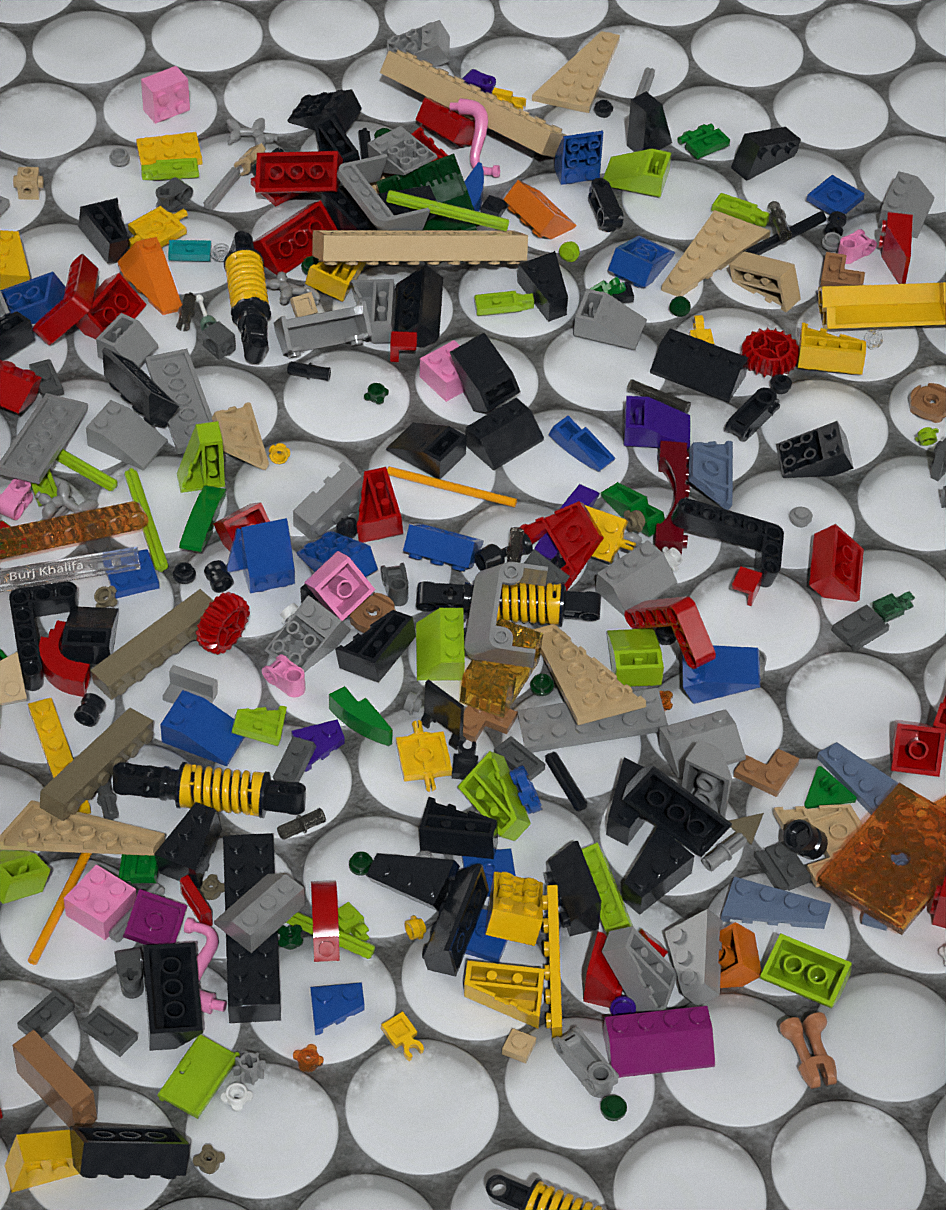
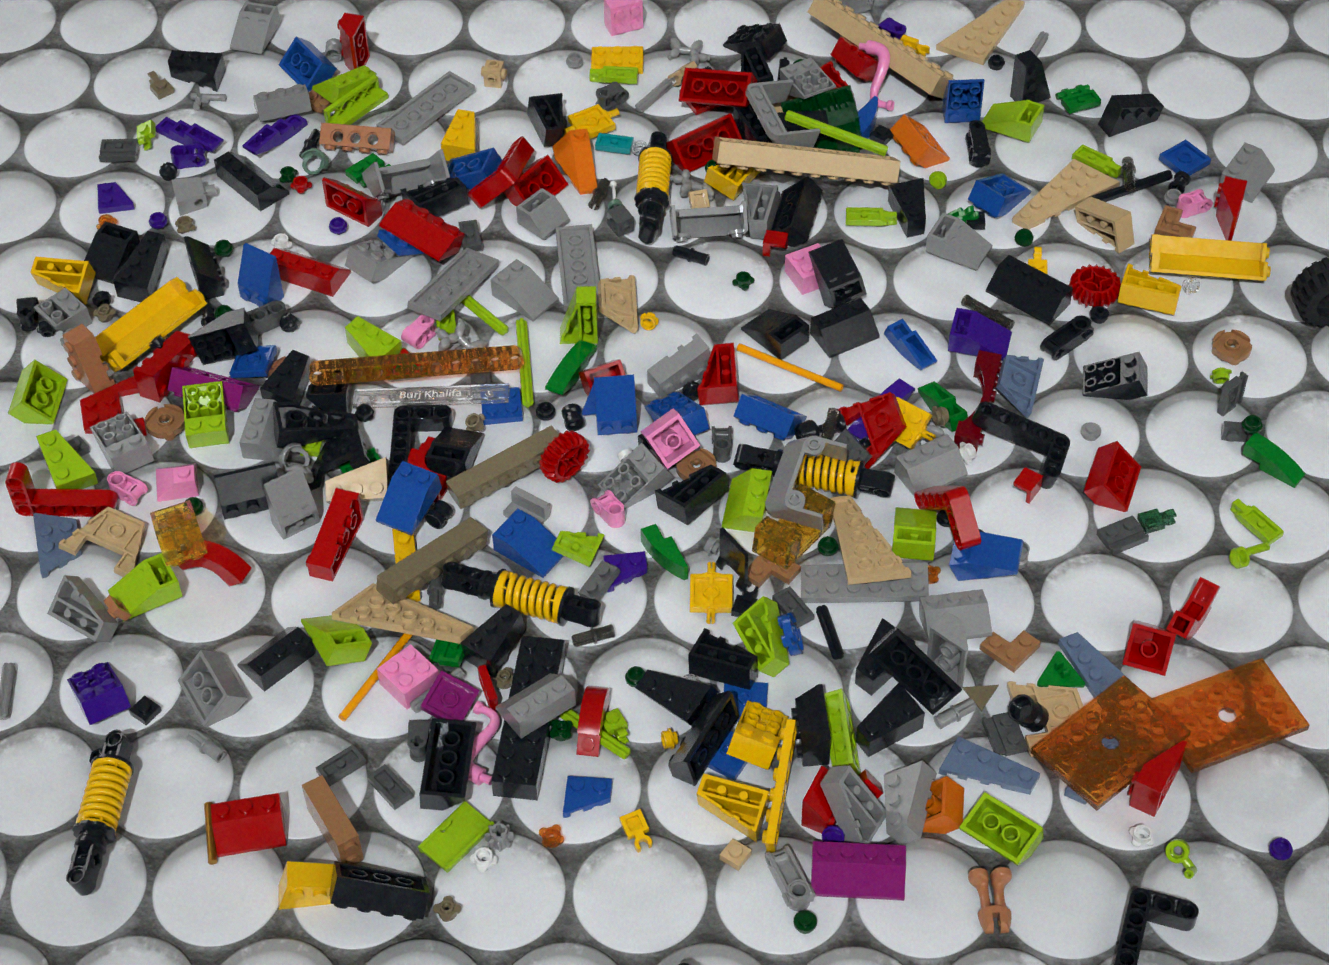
camera: 15 degrees right, 0 degrees up
(52, 695) = (408, 497): none -> blue slope
(138, 388) = (542, 252): black slope -> none

